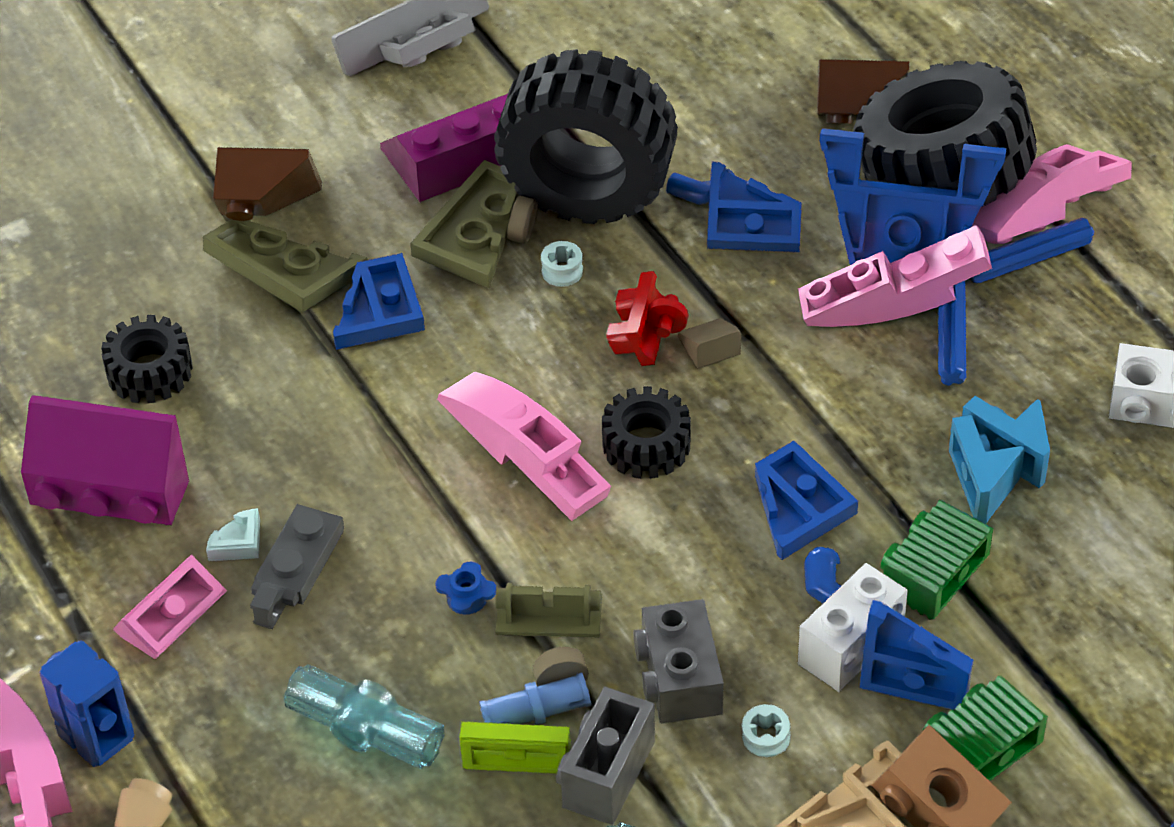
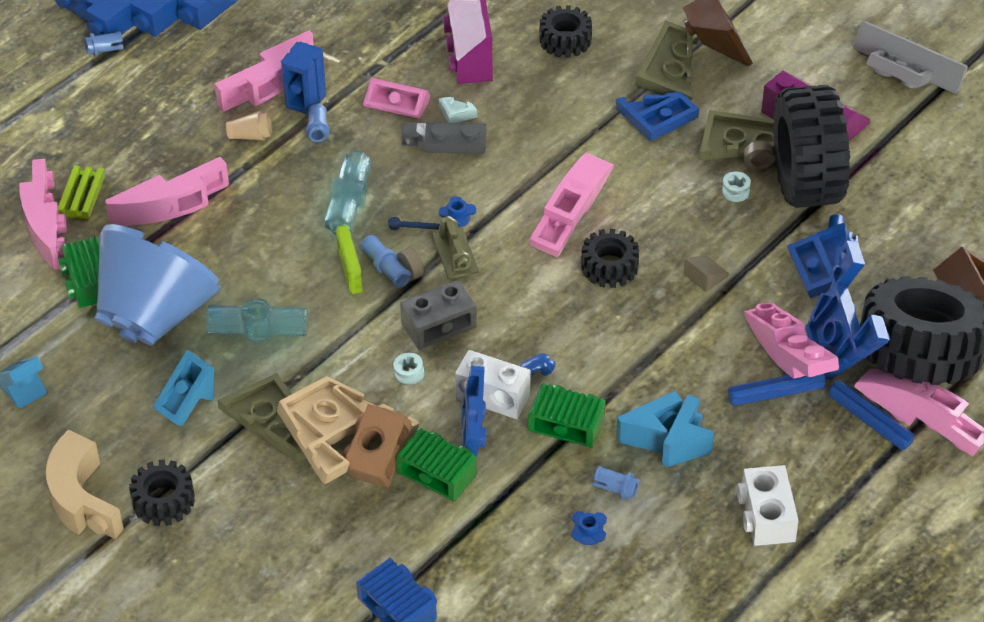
camera: 70 degrees right, 0 degrees up
(178, 724) = (317, 127): none -> medium blue pin
(445, 676) = (395, 223): none -> dark blue hinge
(607, 755) = (352, 294): flat silver brick -> none
(647, 320) = (702, 233): red hips -> none
(800, 498) = (589, 341): blue wing -> none
(1080, 530) = (616, 482): none -> medium blue pin
(1143, 602) = (589, 535): none -> blue plate

